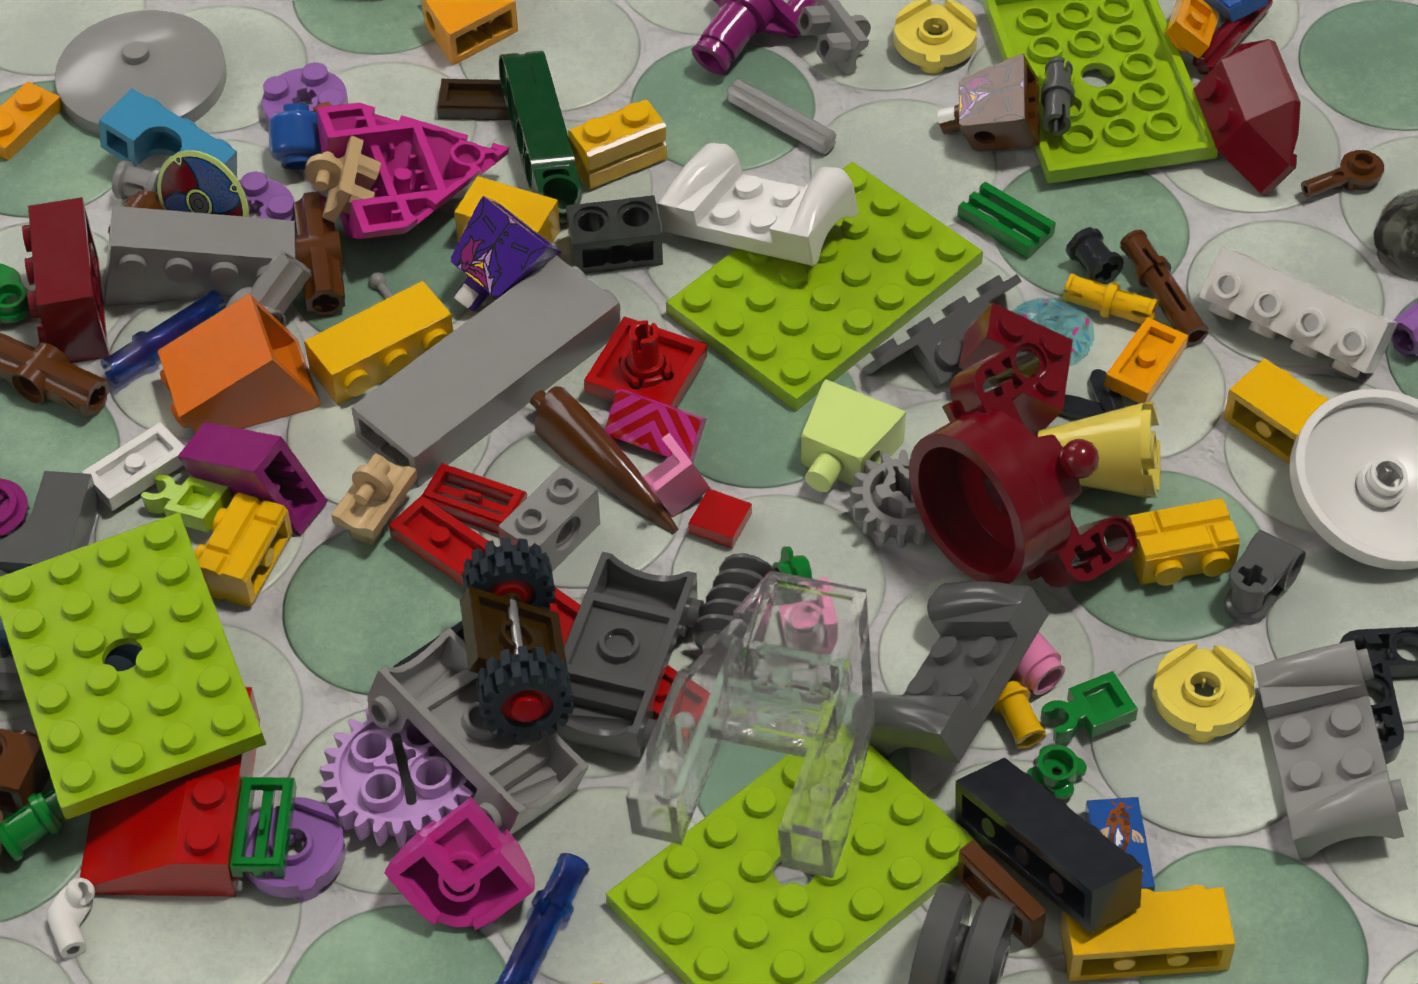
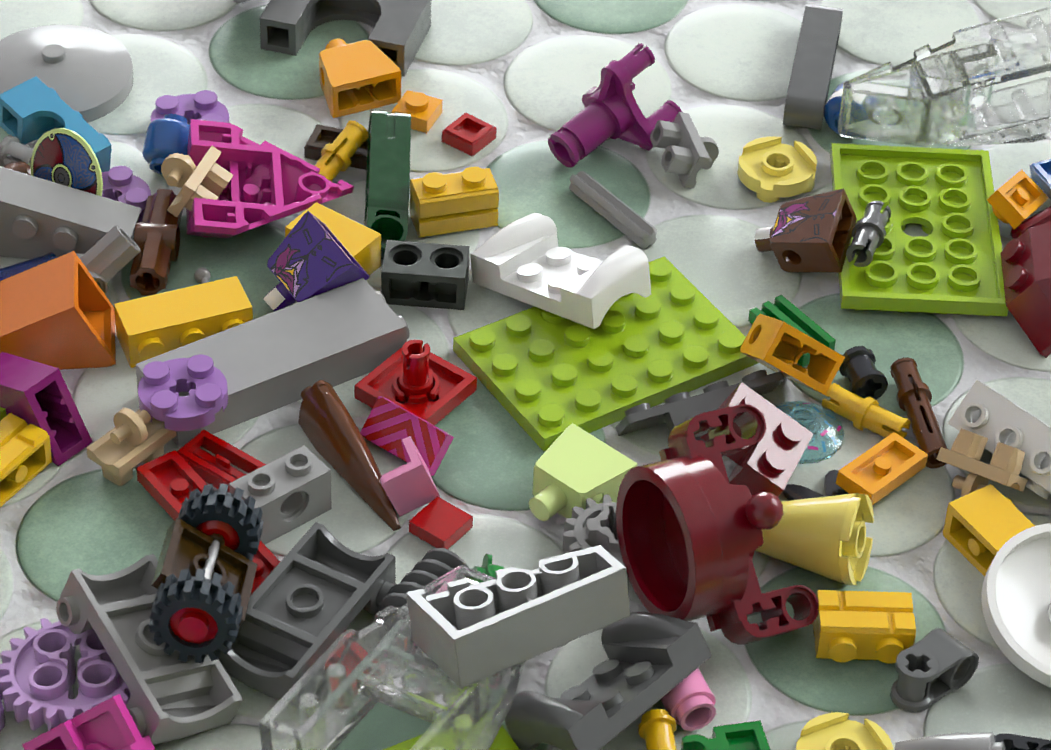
camera: 10 degrees right, 10 degrees down
(410, 410) = (197, 375): none -> medium lavender plate
(486, 92) = (338, 155): none -> yellow pin
(542, 36) = (423, 109): none -> light orange plate
(603, 57) = (469, 134): none -> red tile
(857, 624) = (518, 614): none -> light grey wedge
(1005, 245) = (782, 345): none -> light orange torso
(1228, 332) = (966, 455): none -> tan hips

